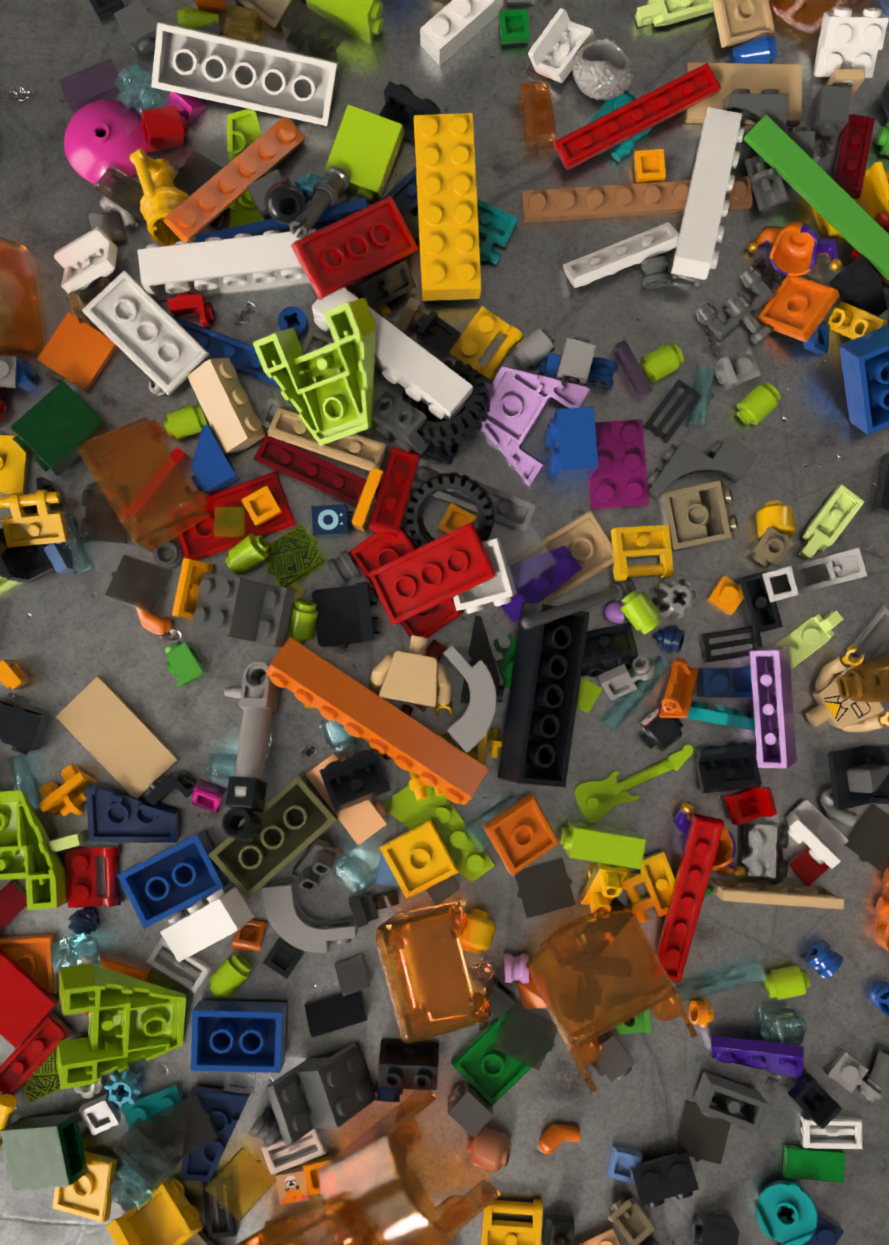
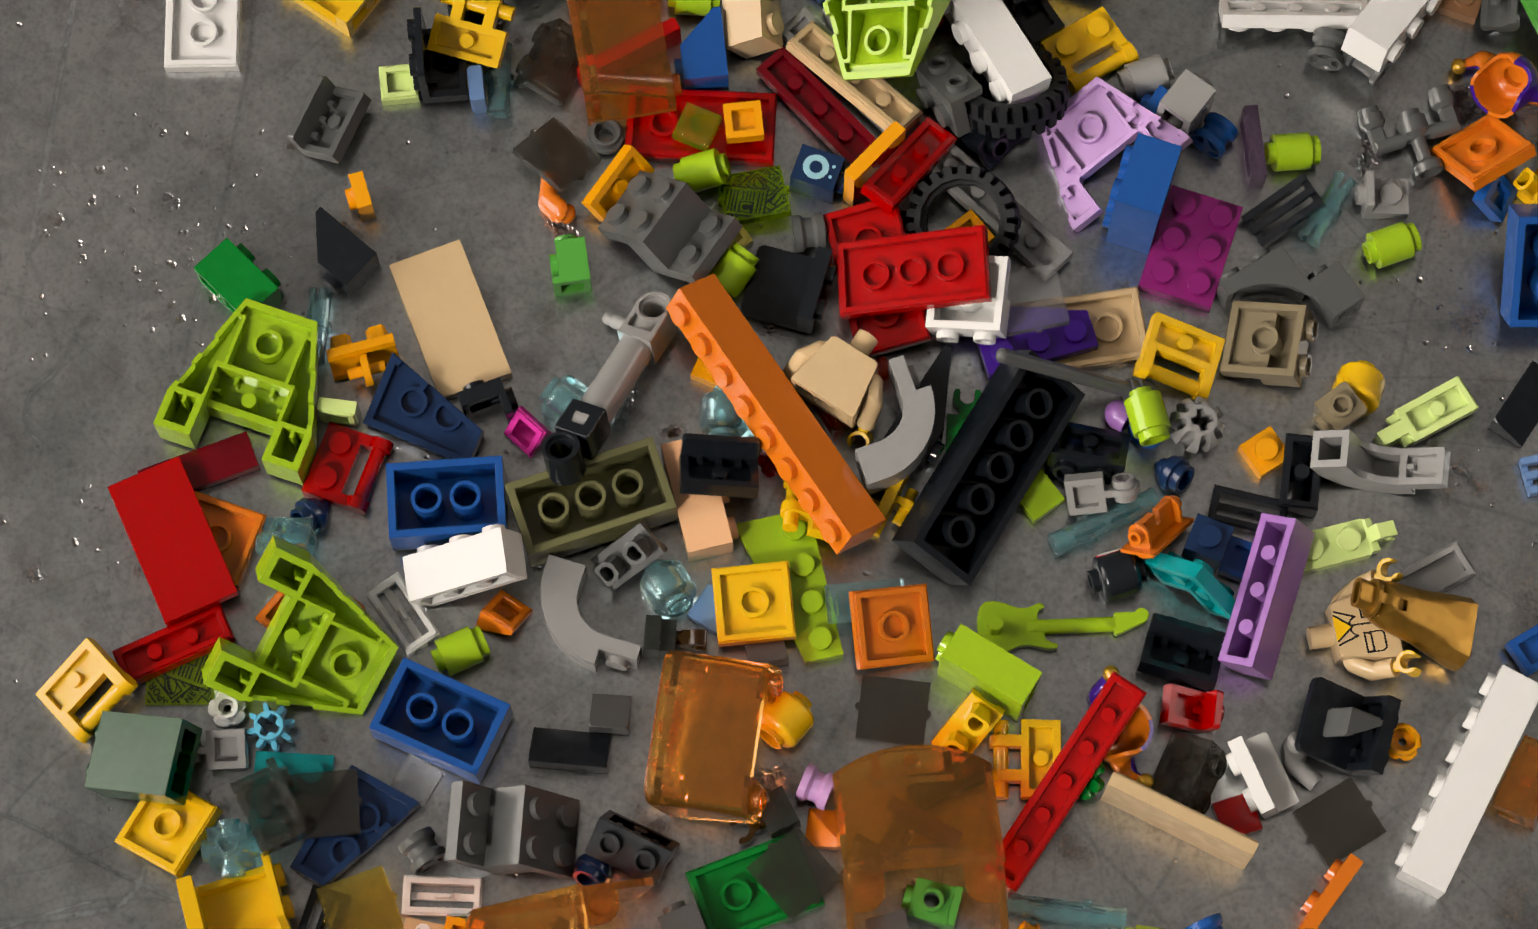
camera: 25 degrees right, 15 degrees down
(283, 957) = (535, 656): black plate -> none

